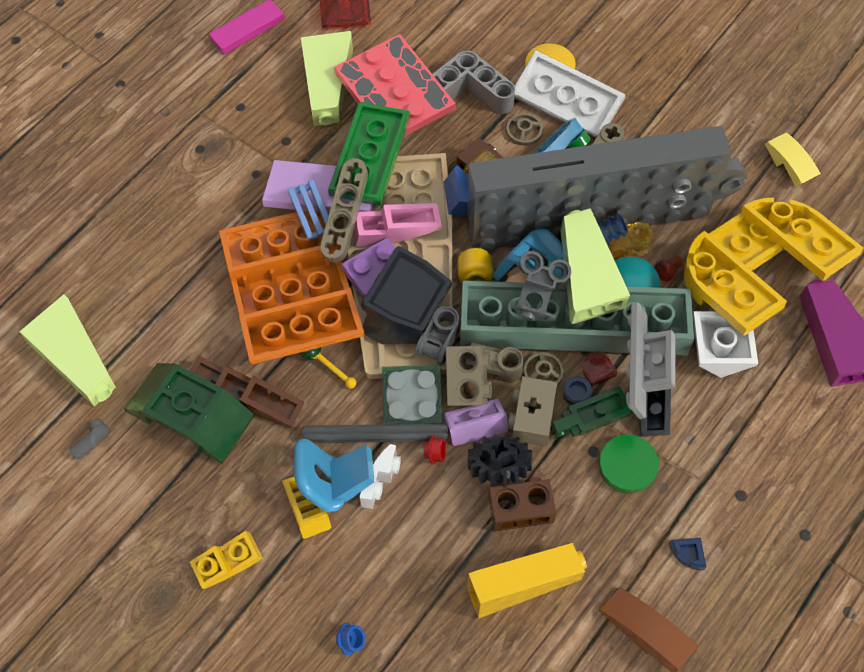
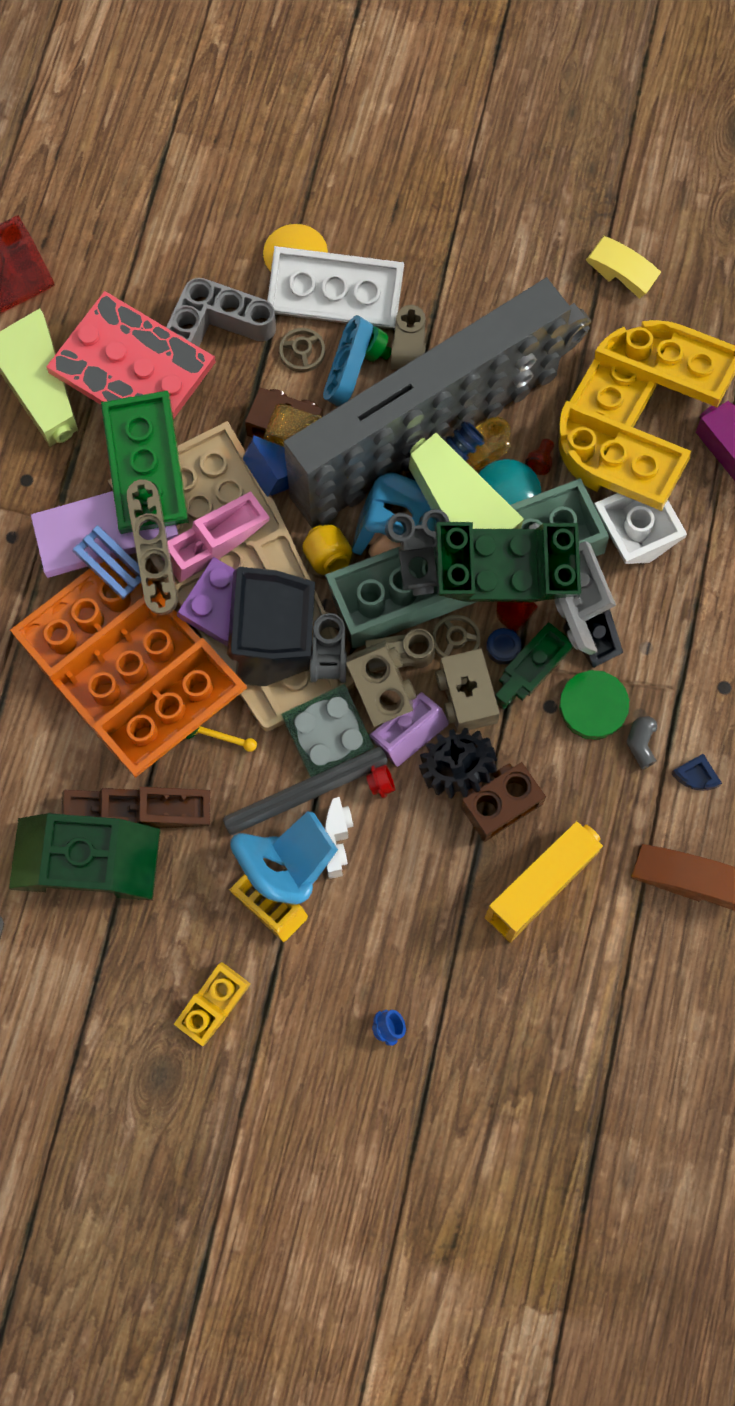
camera: 25 degrees left, 10 degrees up
(600, 319) = (507, 562): none -> dark green slope
(652, 504) = (639, 738): none -> dark grey arm

